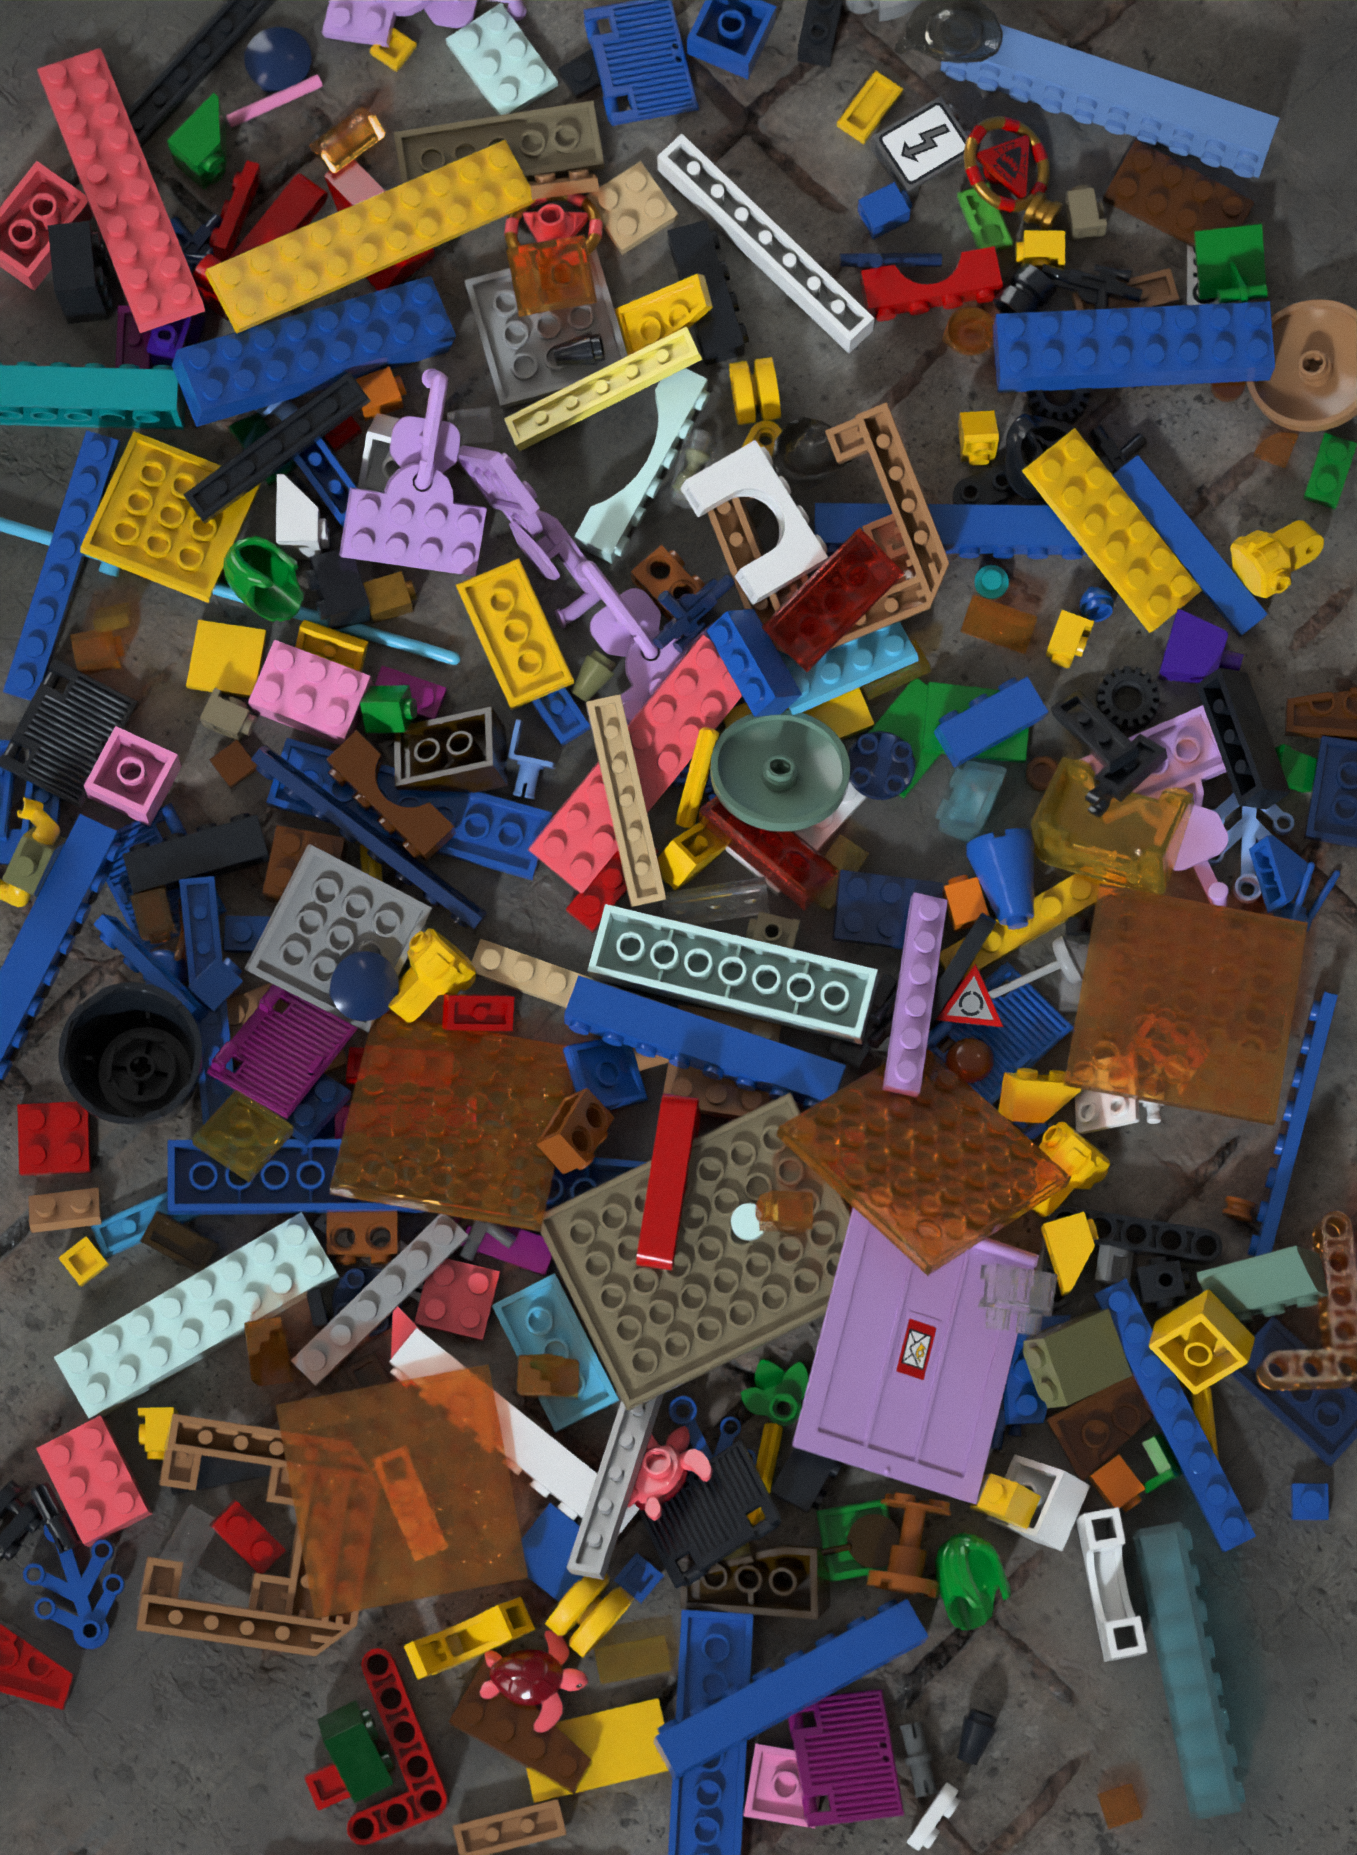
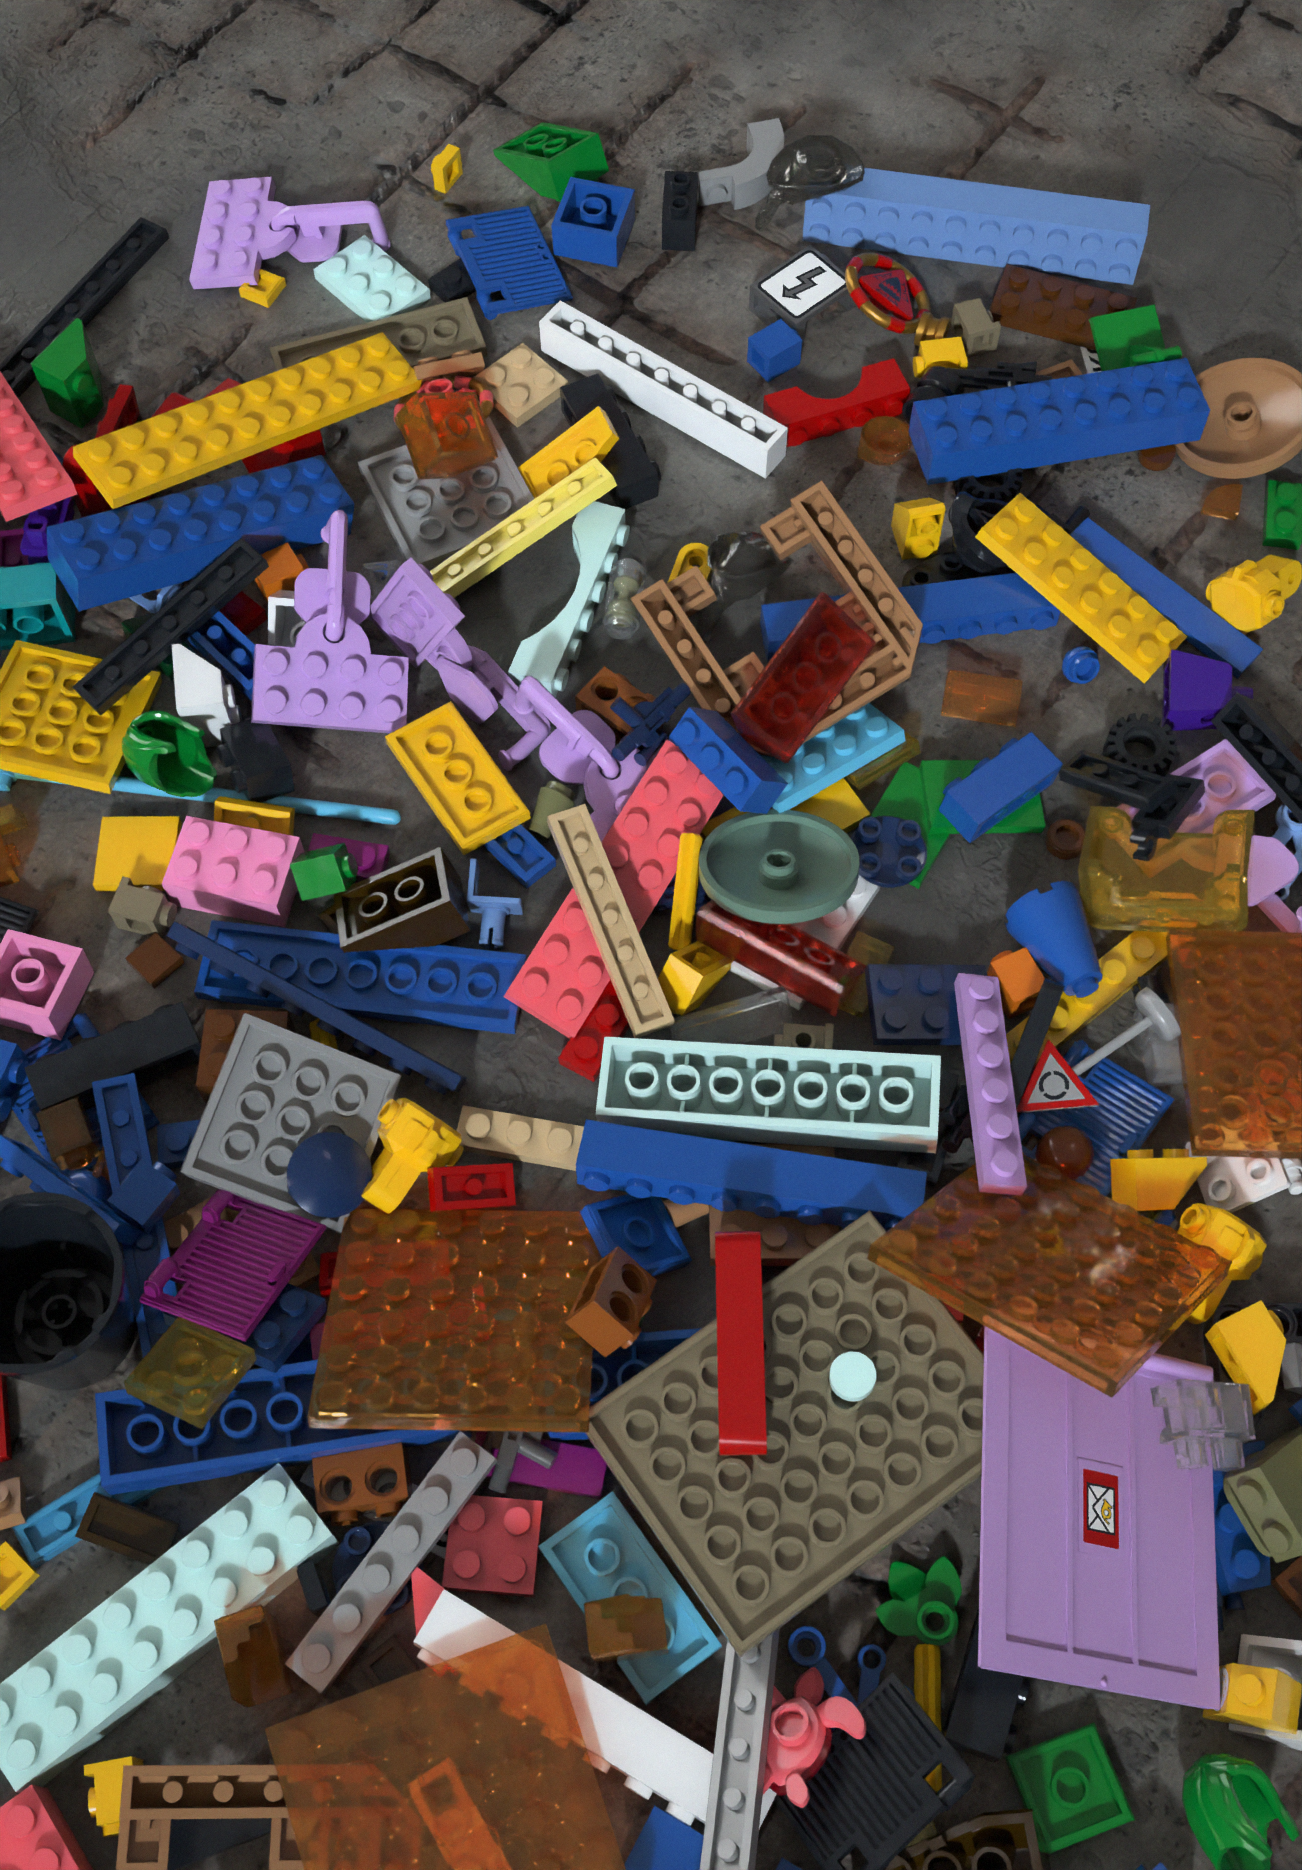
camera: 10 degrees left, 15 degrees down
(274, 101) = (146, 343): bright pink bar -> none
(278, 59) = (147, 309): dark blue dish -> none
(348, 139) = (225, 364): clear orange slope -> none
(389, 596) = (314, 763): pearl gold brick -> none
(420, 827) = (375, 987): reddish brown arch -> none
(582, 350) = (487, 501): black cone -> none
(751, 475) = (690, 576): white arch -> none
(755, 390) = (676, 514): yellow wheel -> none
(785, 1211) = (898, 1353): clear orange brick -> none
(869, 107) = (739, 273): yellow tile -> none
(869, 1541) = (1090, 1787): dark brown piece -> none
(884, 259) = (779, 382): dark blue piece -> none
(907, 1559) = (1146, 1804): dark orange piece -> none
(971, 800) = (998, 870): clear light blue slope -> none
(984, 221) = (874, 343): bright green plate -> none
(991, 582) = (963, 658): teal plate -> none
(1068, 639) = (1060, 699): yellow brick -> none

